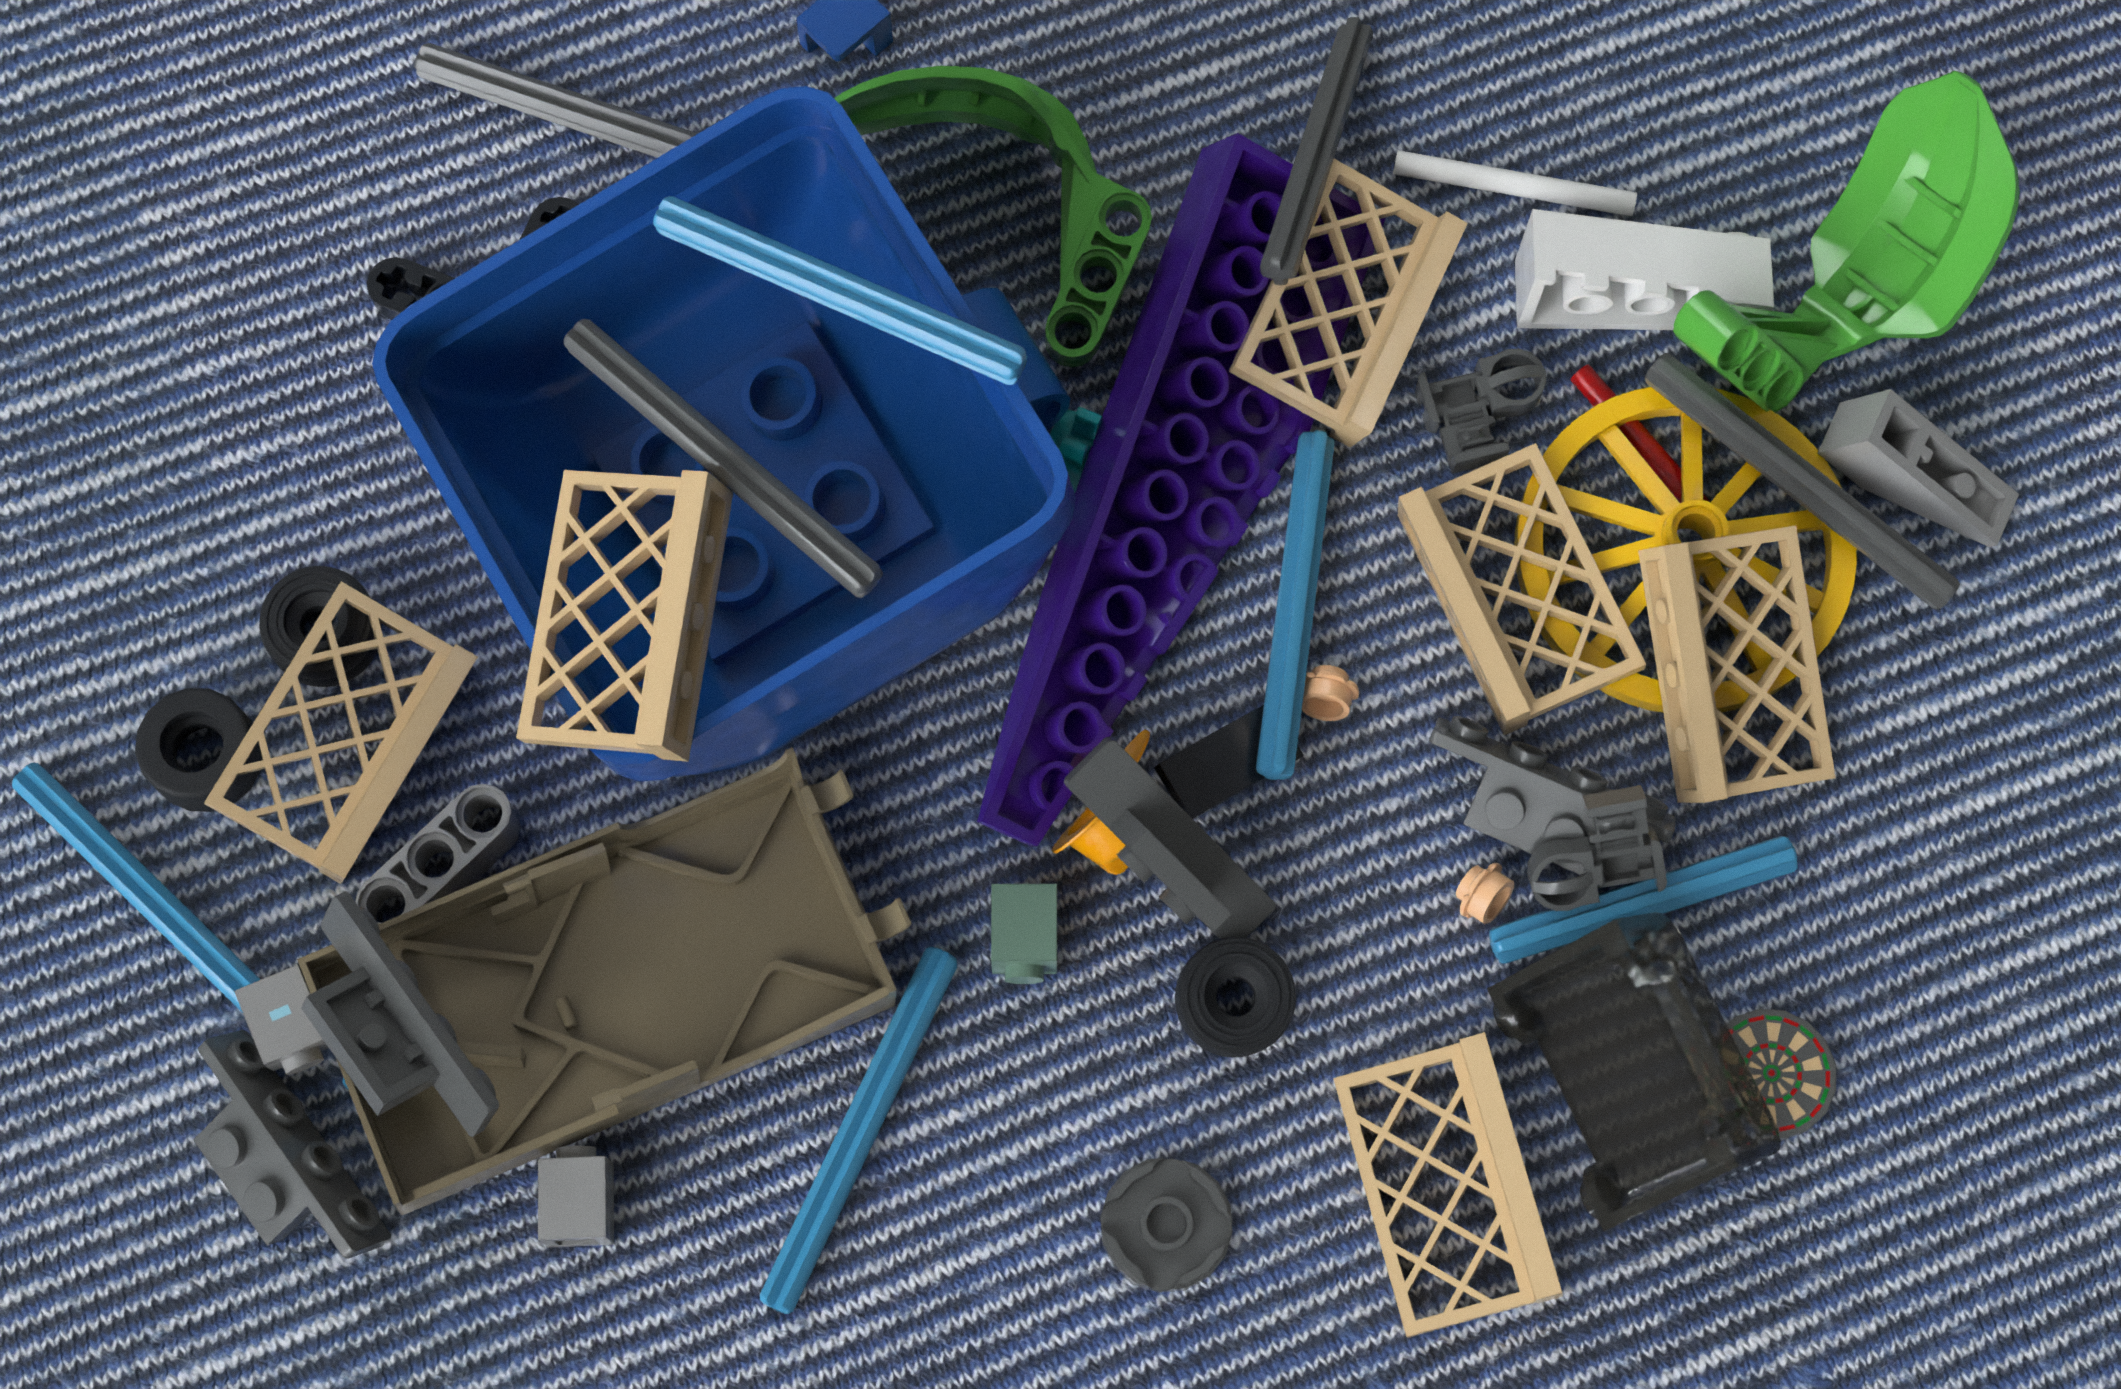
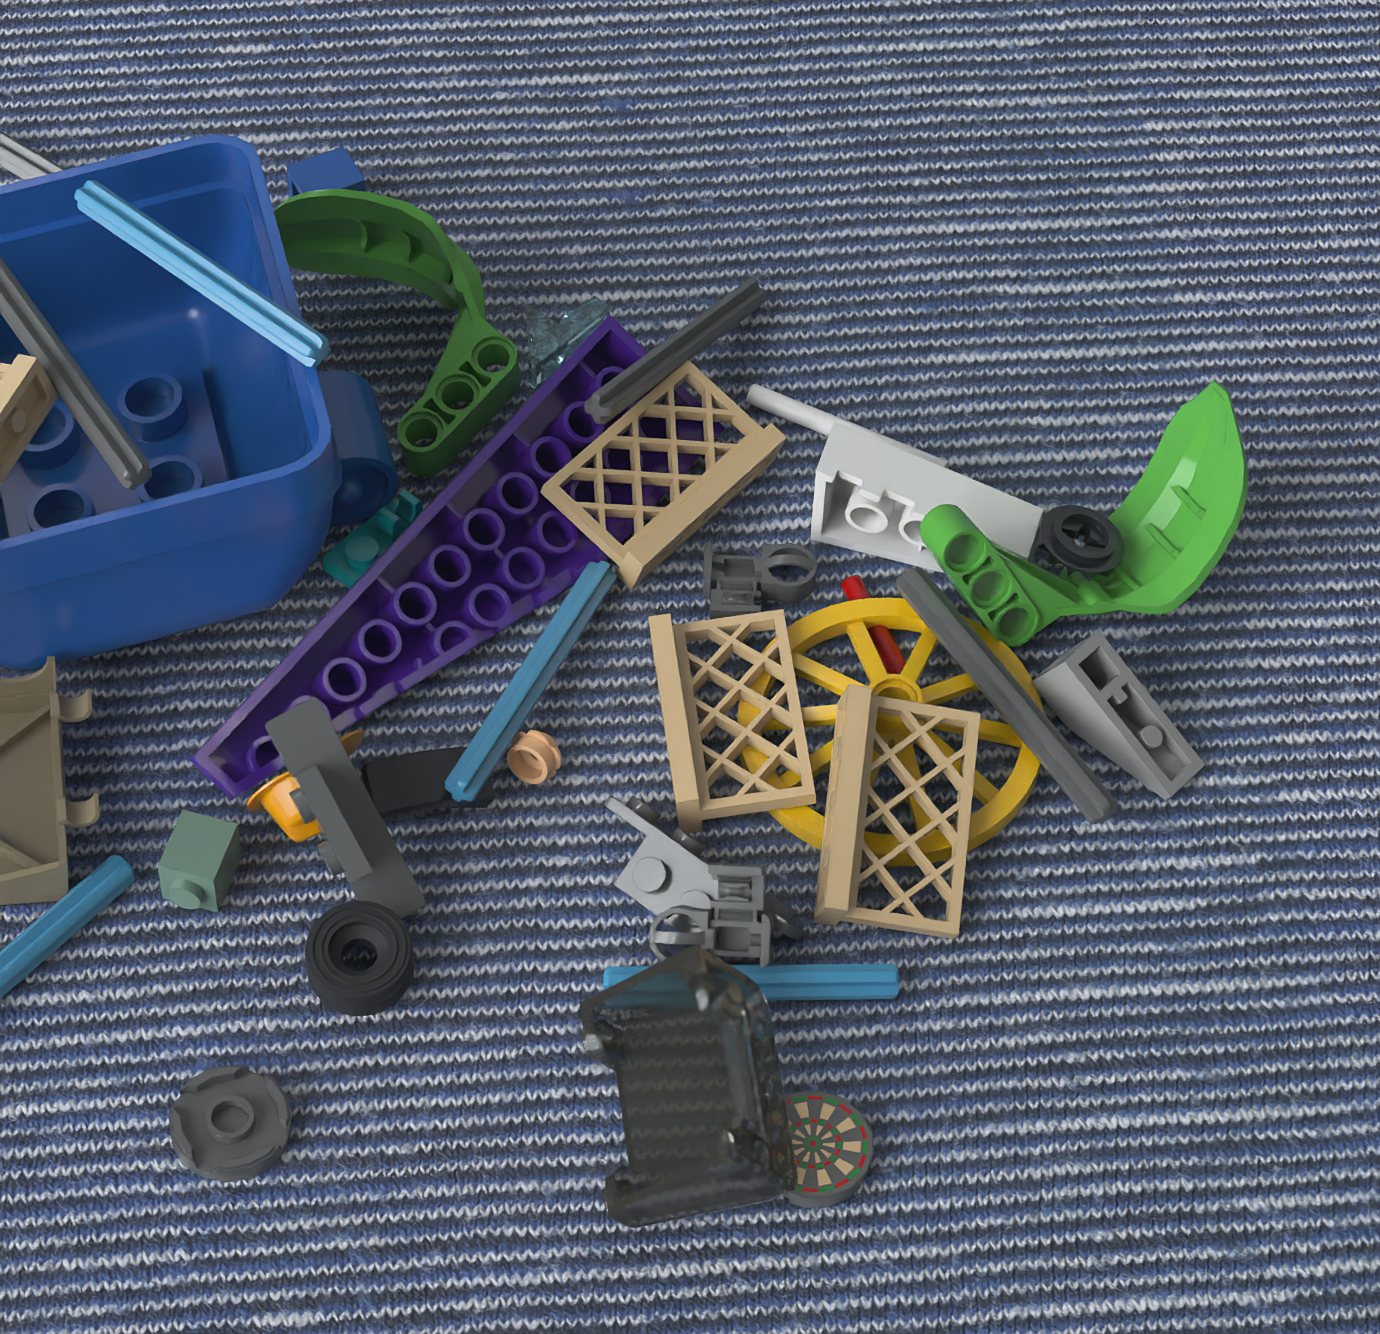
camera: 15 degrees right, 20 degrees down
(1166, 168) = (552, 342): none -> clear light blue slope
(1484, 892) = (611, 940): light nougat plate -> none
(1502, 1167) = (541, 1167): tan fence -> none
(1836, 254) = (1102, 540): none -> black gear

